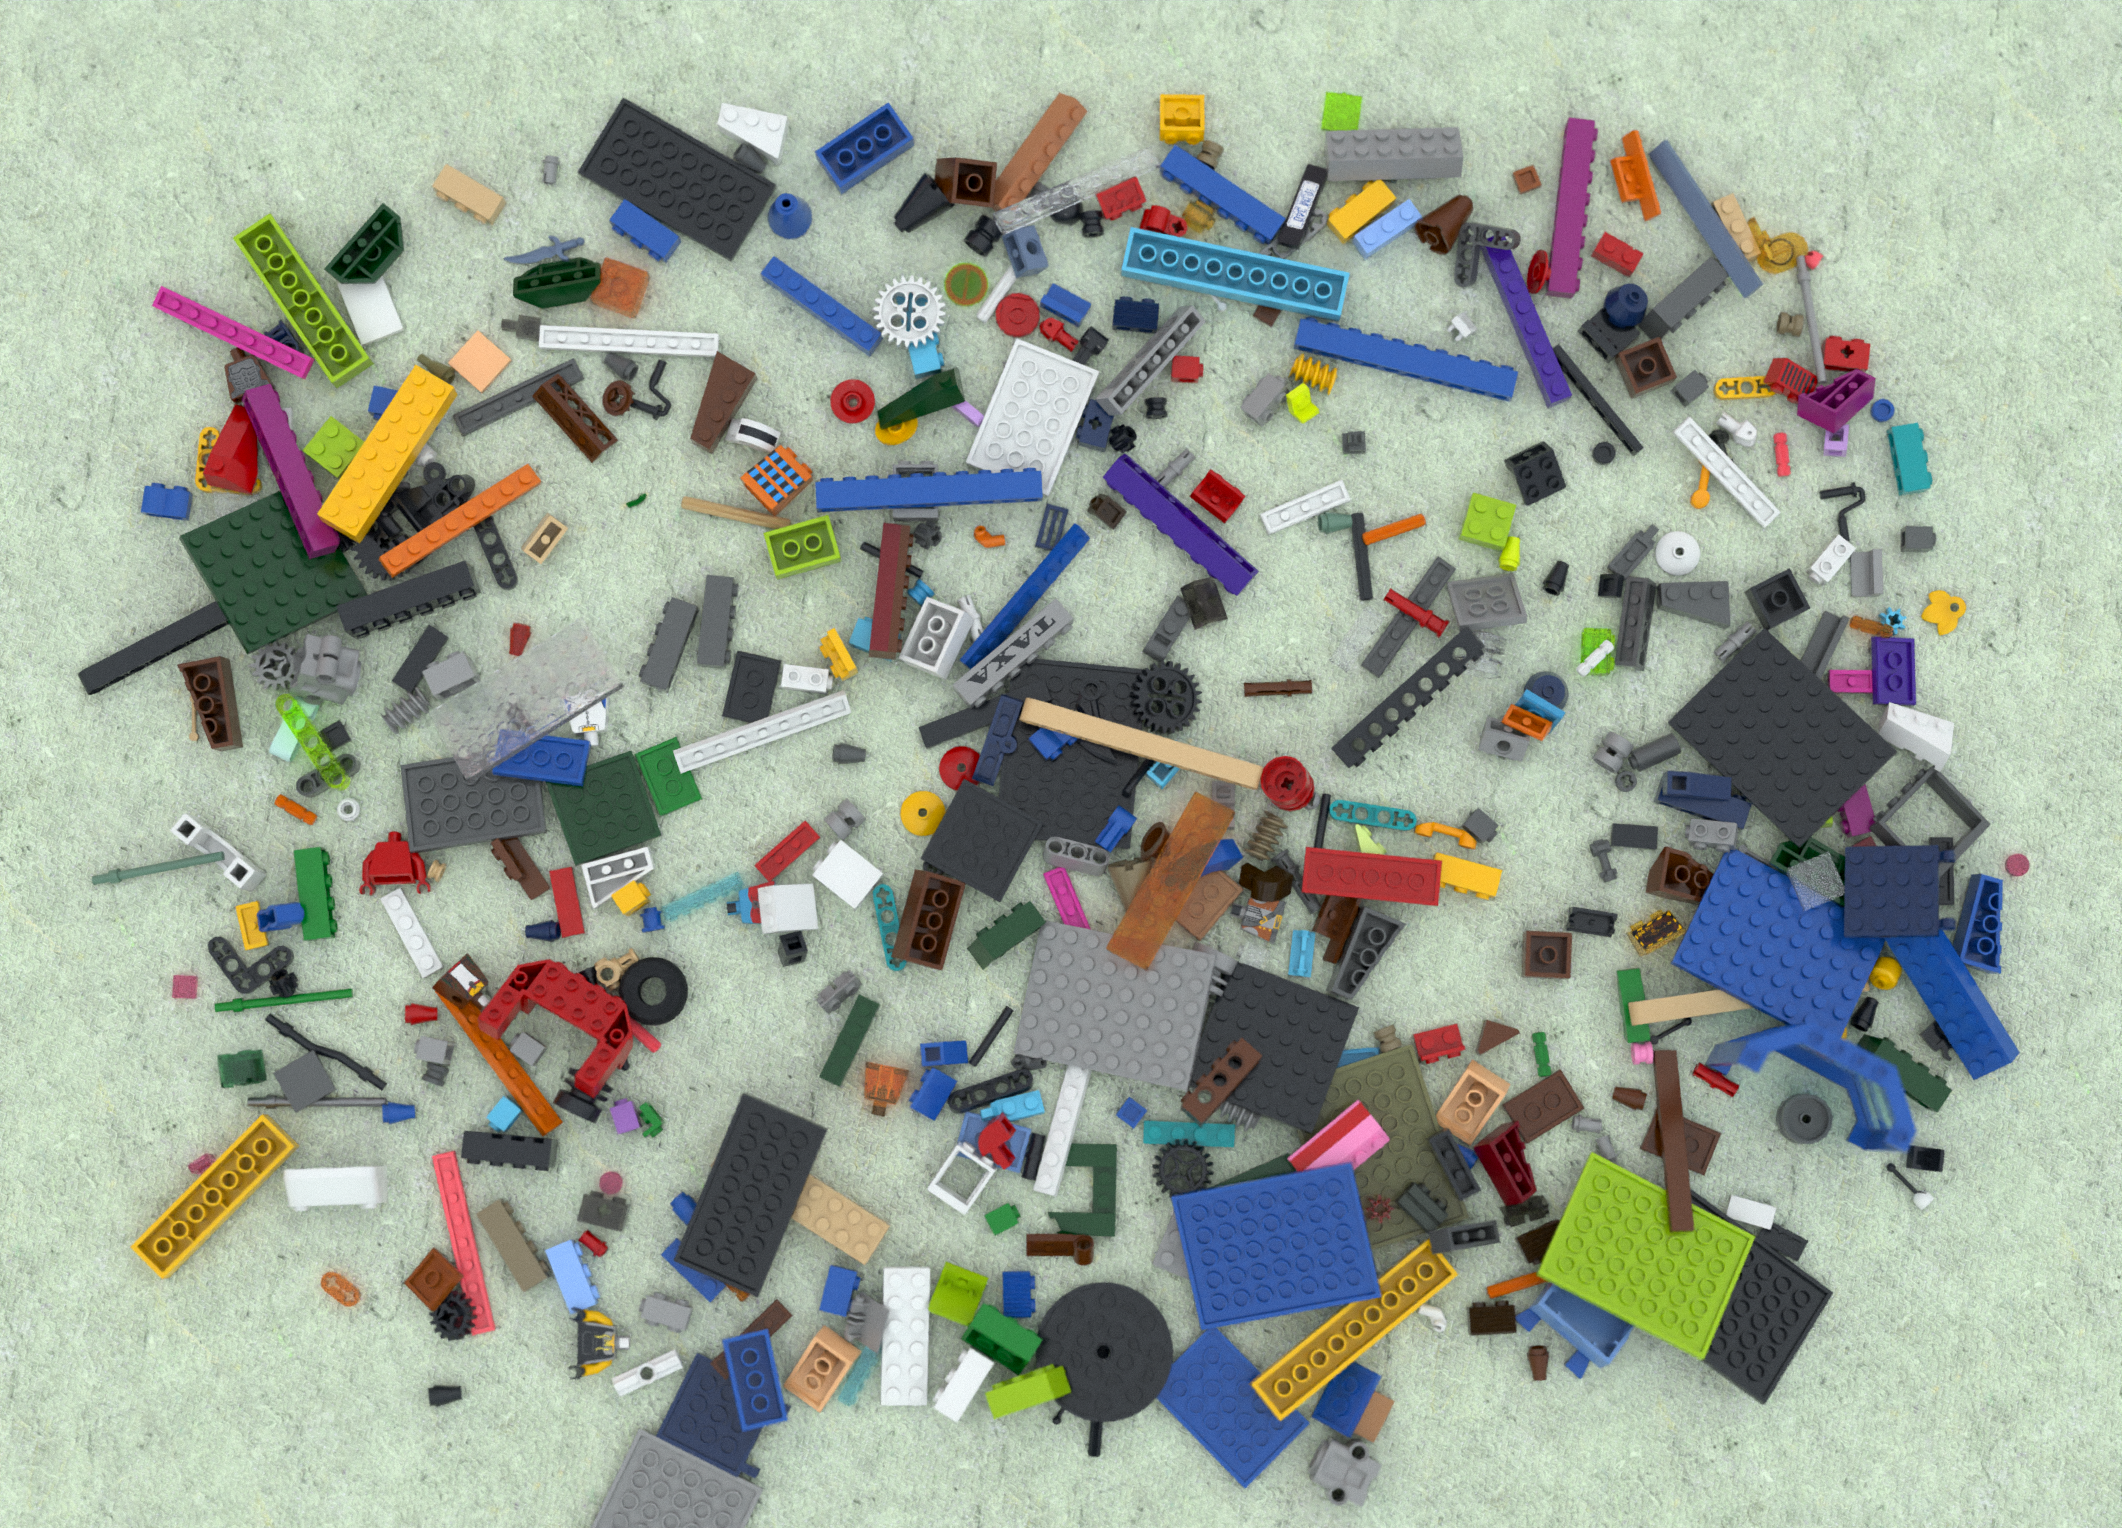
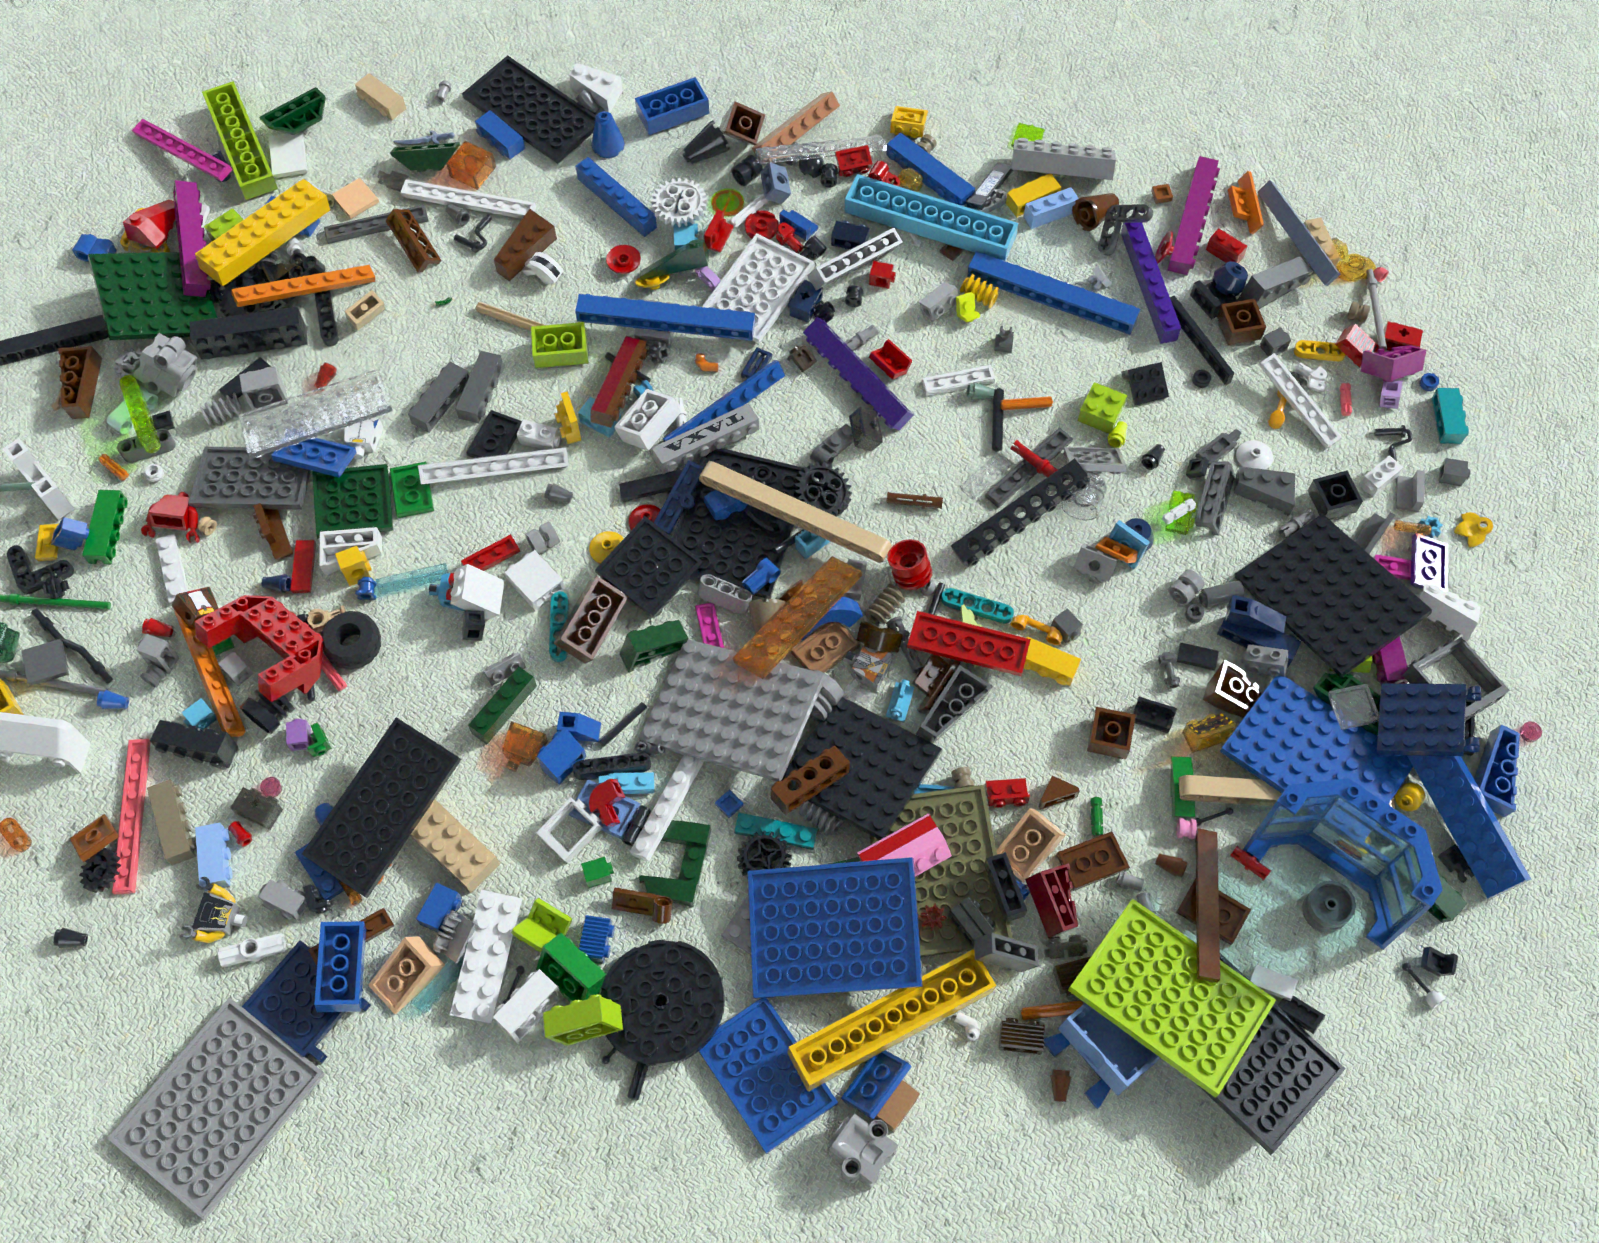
camera: 15 degrees right, 20 degrees down
(244, 374) = (181, 172): torso -> none
(612, 393) = (449, 232): reddish brown gear -> none
(697, 1304) = (312, 898): none -> black bracket
(777, 479) = (550, 298): slope -> none
(942, 1340) = (520, 970): none -> black hinge
(966, 341) = (717, 232): none -> red bracket

